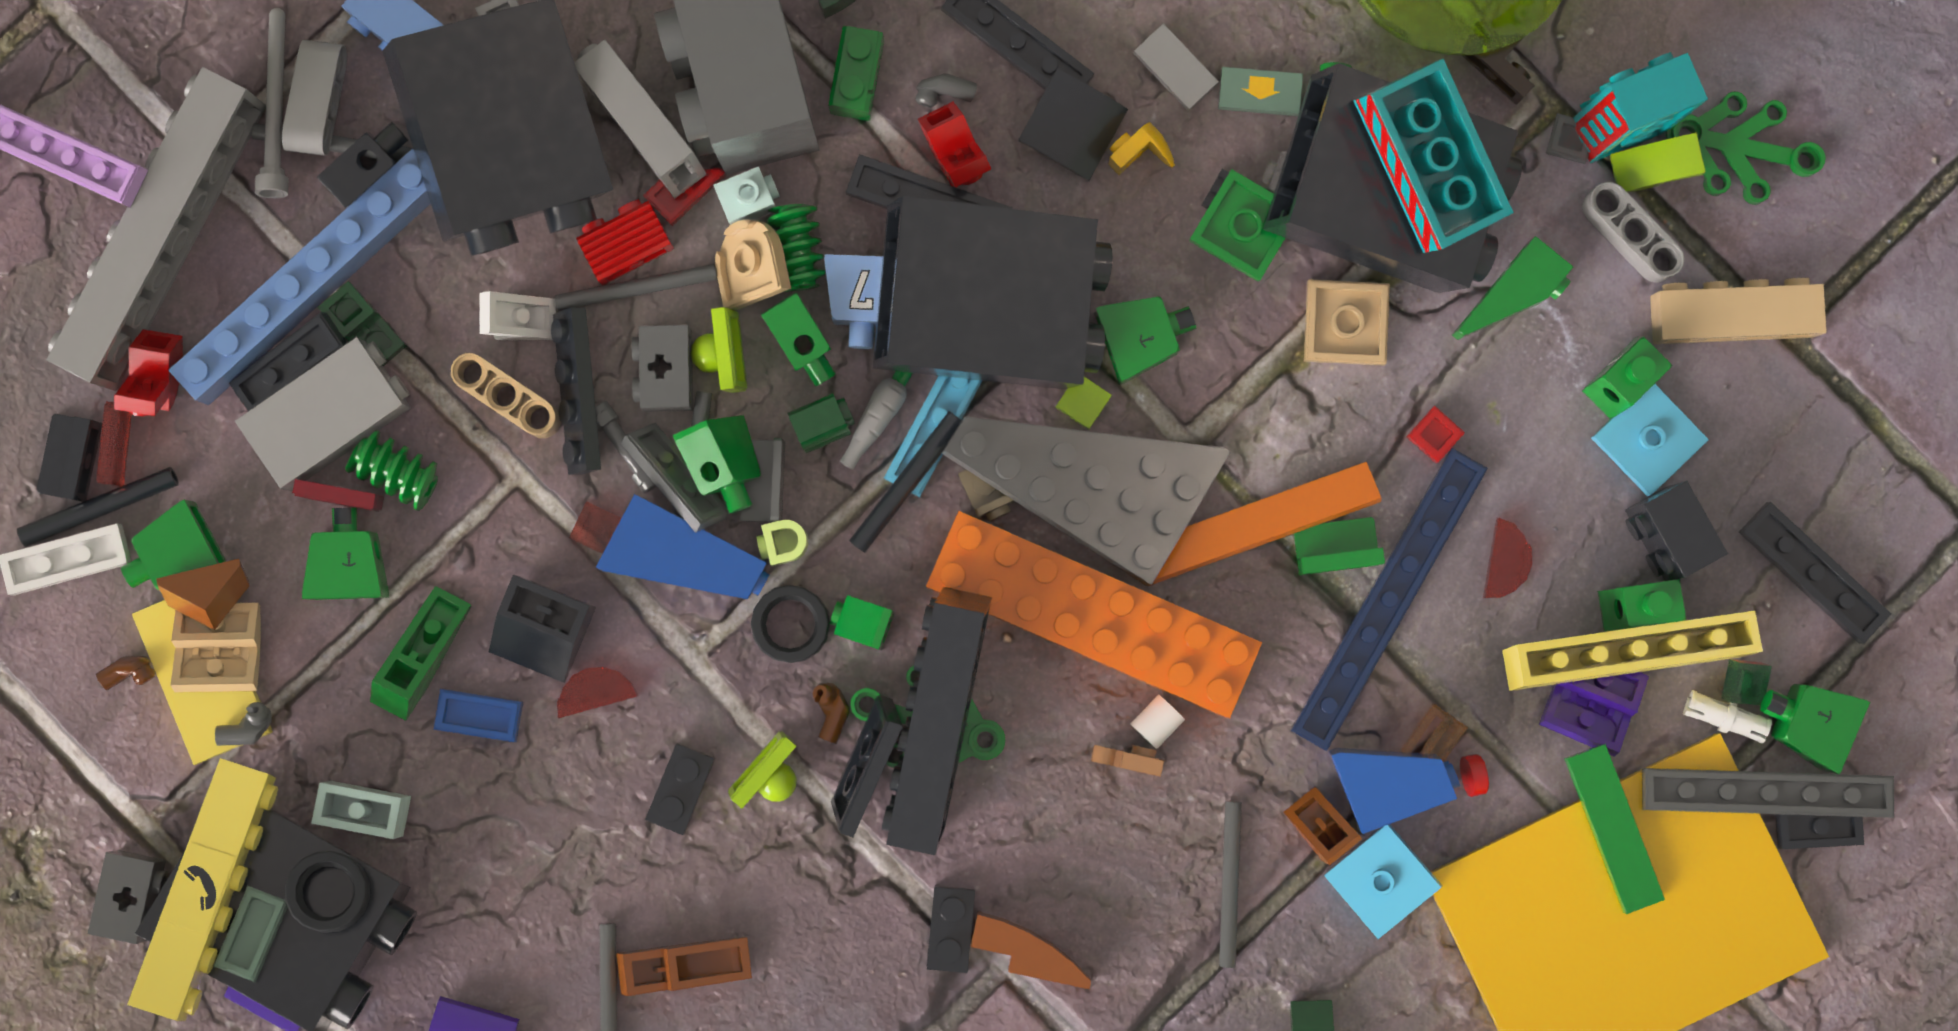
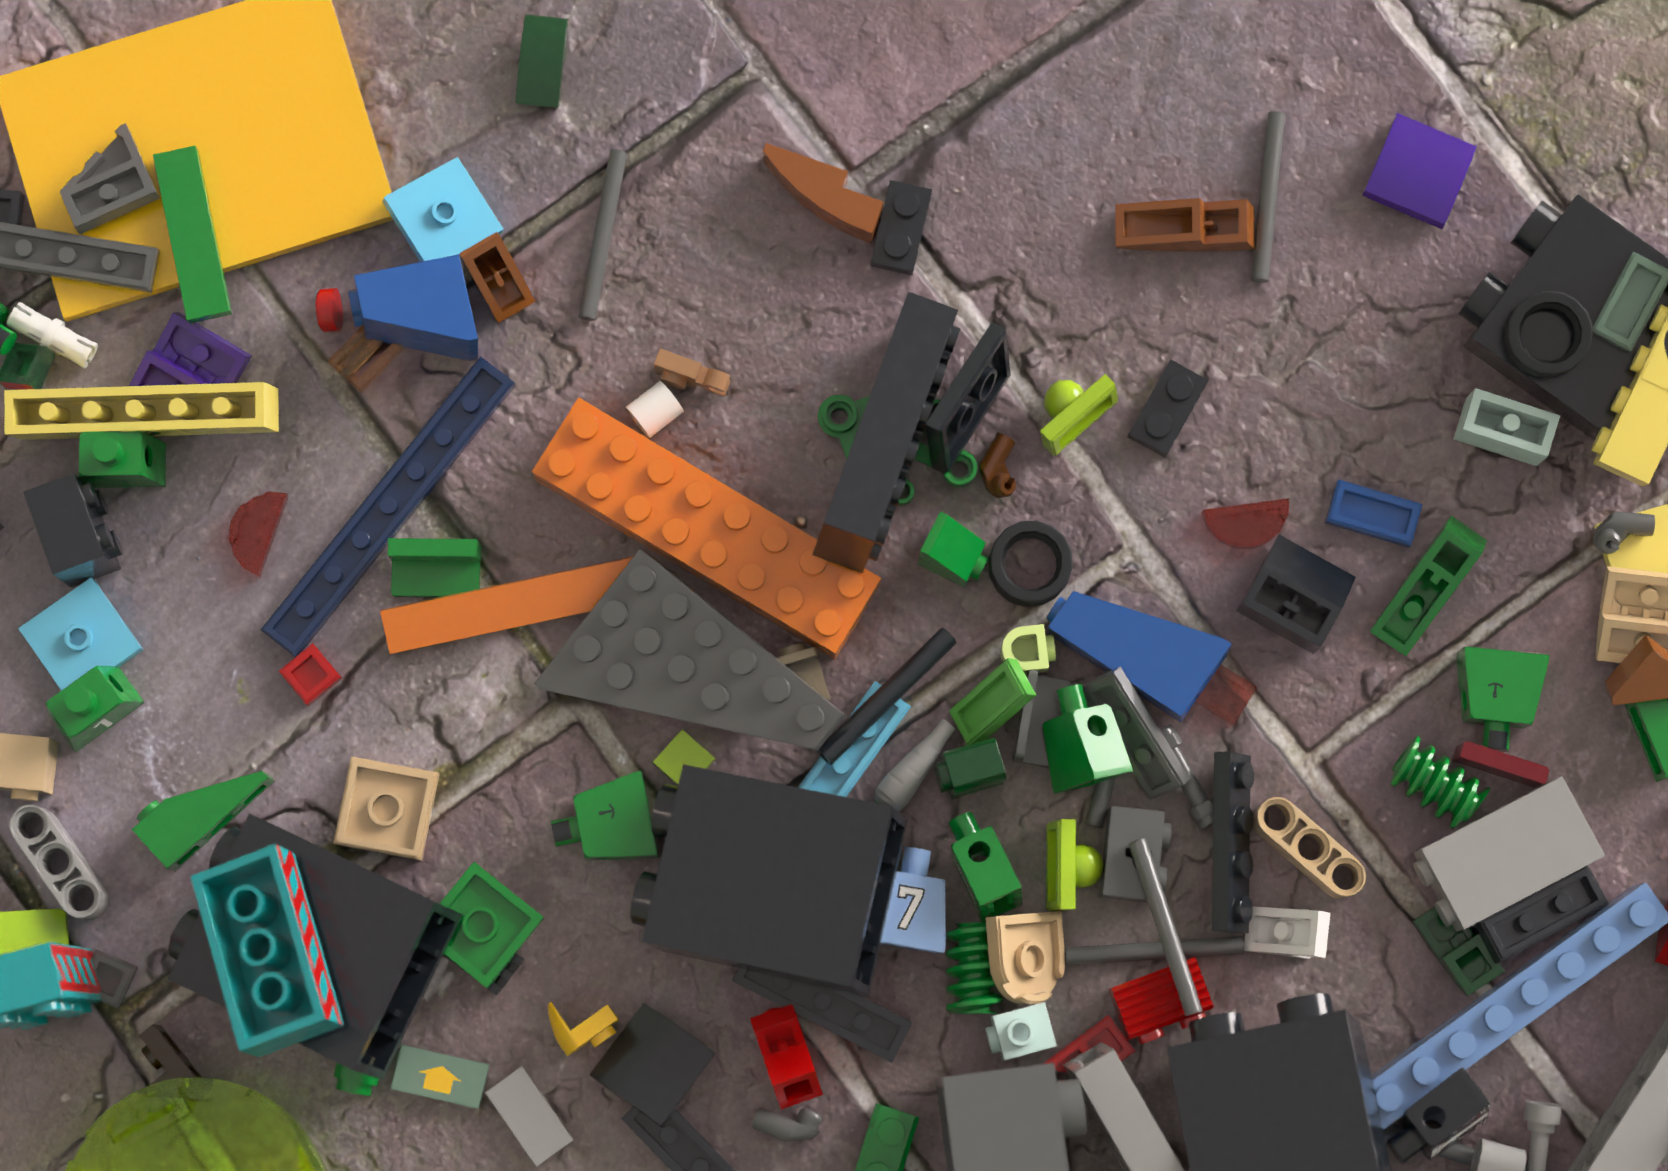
camera: 175 degrees left, 5 degrees down
(627, 302) = (1165, 927): none -> dark grey bar
(809, 487) = (992, 702): none -> bright green tile
(1700, 865) = (109, 184): none -> dark grey wing

